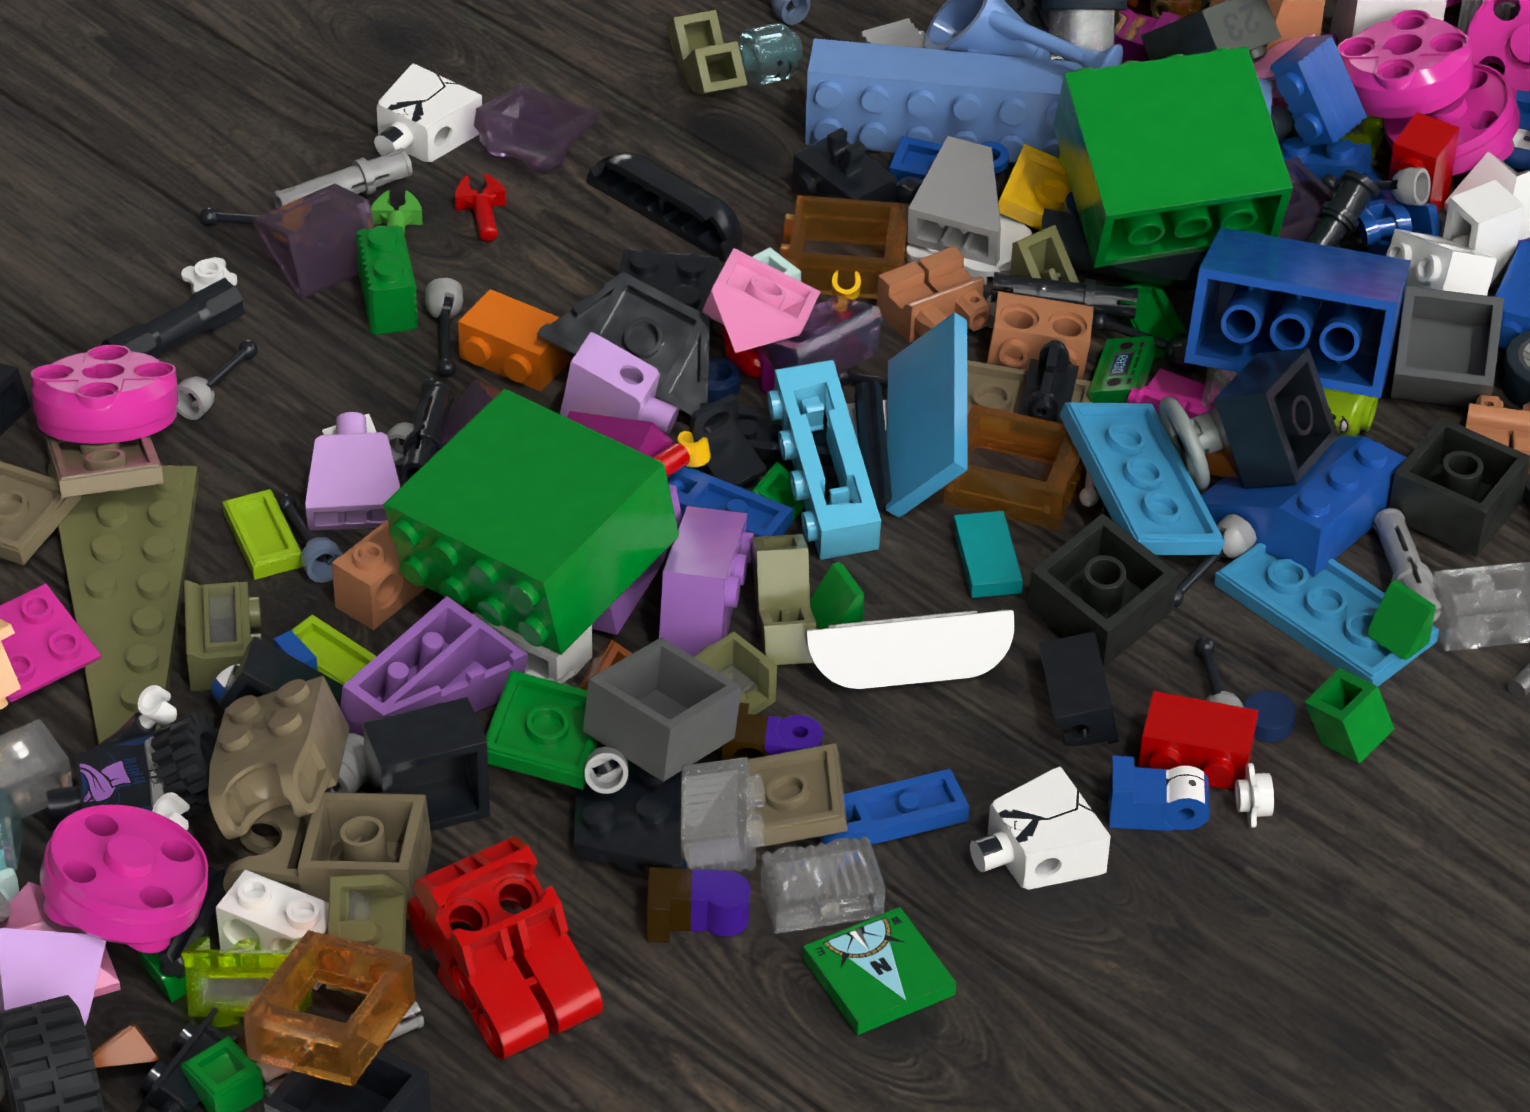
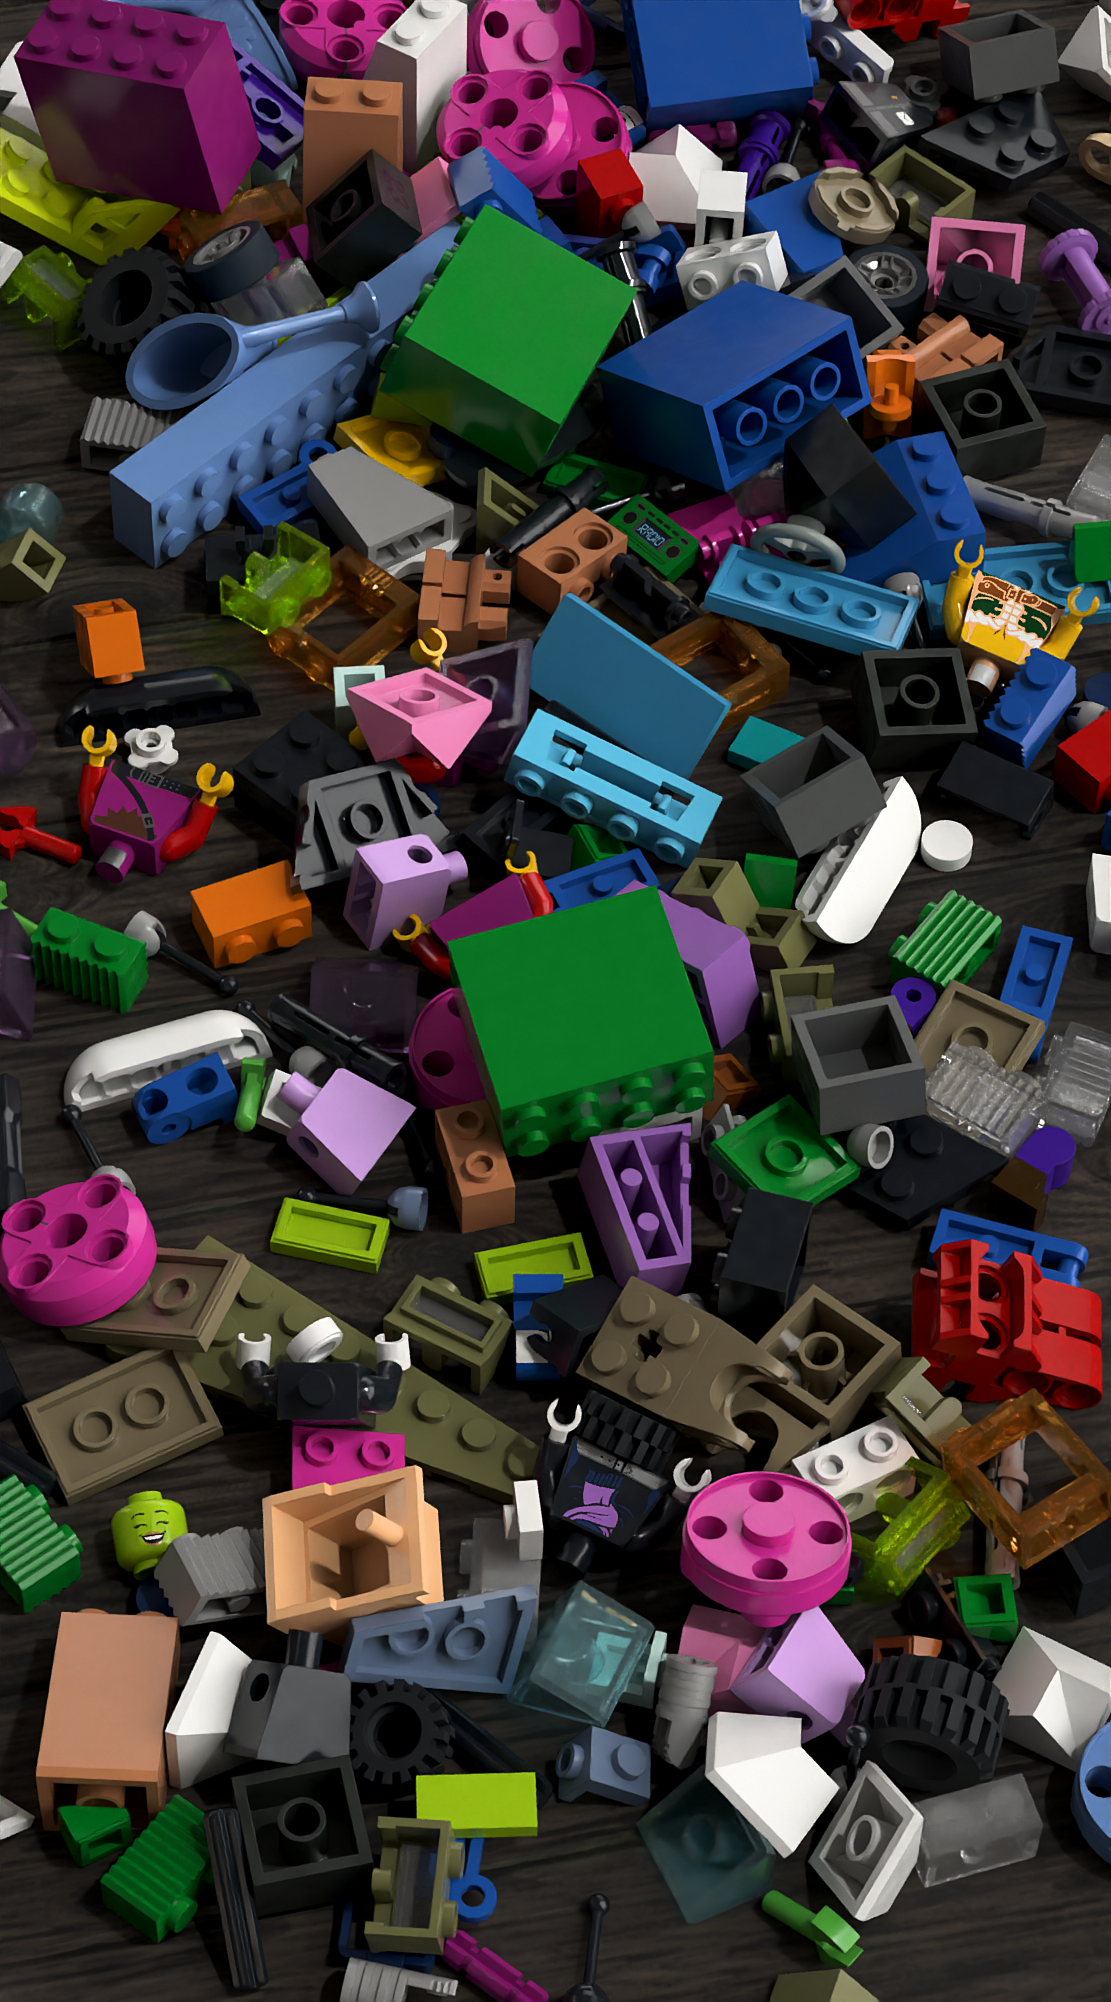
camera: 55 degrees left, 10 degrees up
(45, 736) = (524, 1520): none -> white plate
(79, 580) = (321, 1392): none -> black torso
(127, 554) = (315, 1341): none -> white tile
(308, 392) = (186, 1100): none -> blue leg
(321, 420) = (251, 1092): none -> bright green bar
(342, 366) = (126, 1063): none -> white brick
(547, 235) = (142, 816): none -> torso
(600, 925) = (1003, 1240): none -> blue plate
(624, 221) = (152, 759): none -> white plate
(680, 133) = (109, 640): none -> orange brick
(817, 185) = (278, 585): none -> clear neon green window
(879, 735) = (947, 945): none -> green brick
(935, 566) = (814, 792): none -> dark grey piece
(998, 692) = (946, 845): none -> white tile
(1179, 657) = (1030, 708): none -> blue brick
(1250, 600) = (1001, 623): none -> torso
(1418, 410) = (891, 391): none -> orange hips

